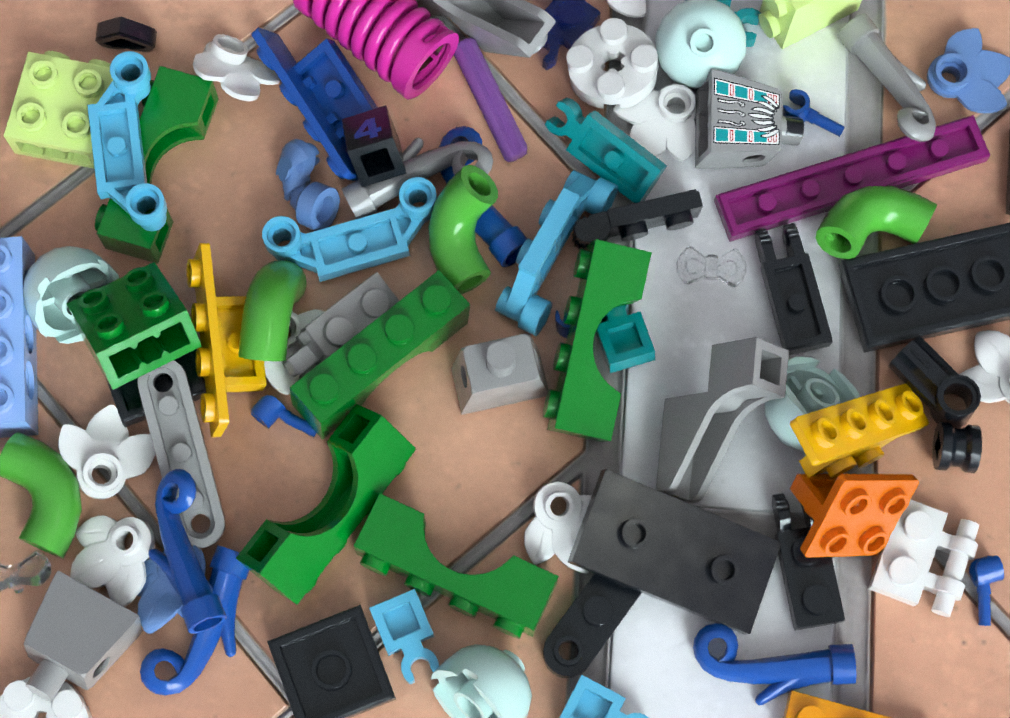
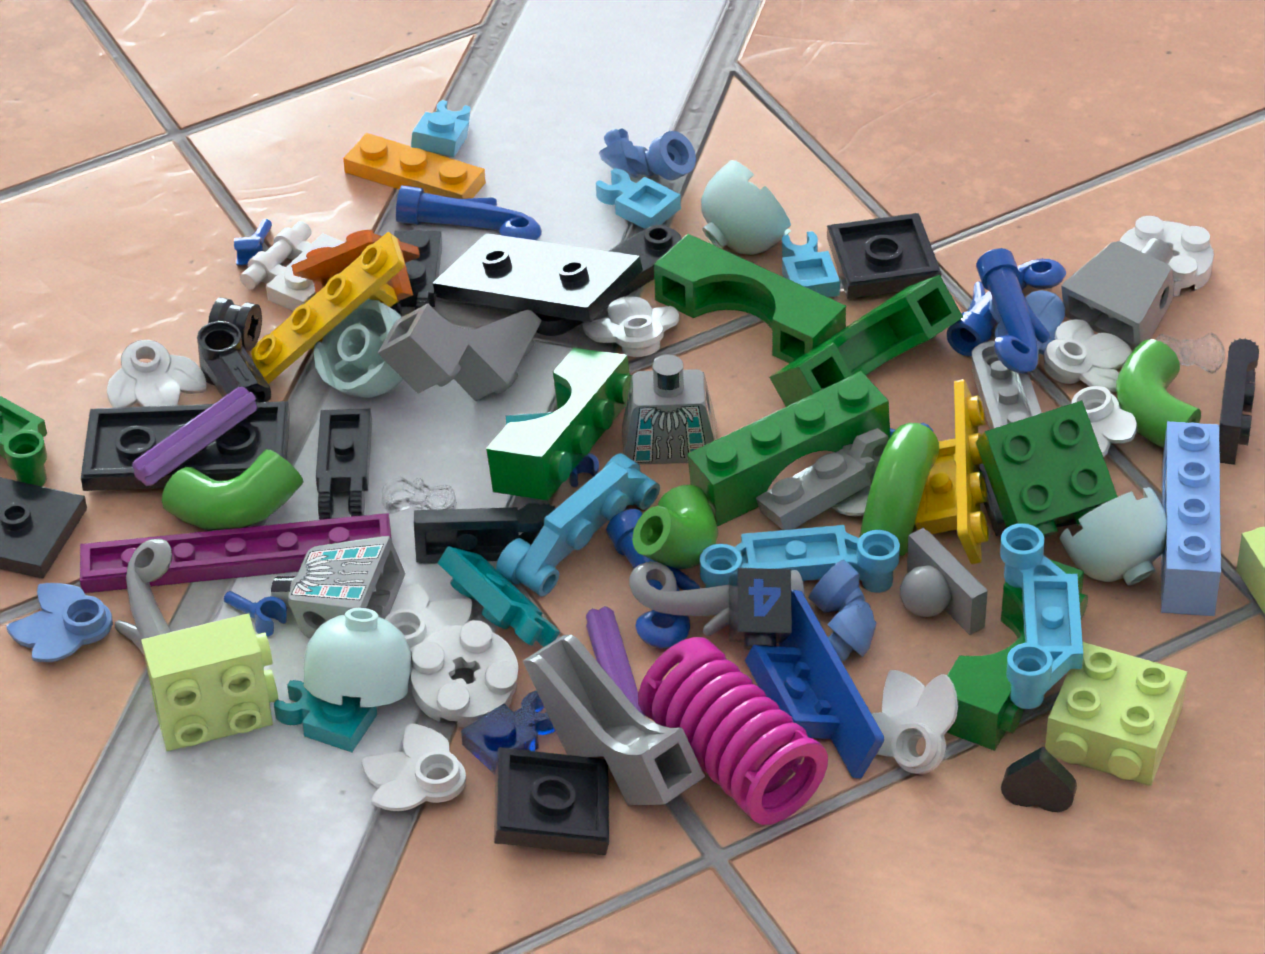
camera: 165 degrees left, 30 degrees down
(226, 225) = (941, 583): none -> light grey tile
(933, 271) = (194, 436): none -> medium lavender axle

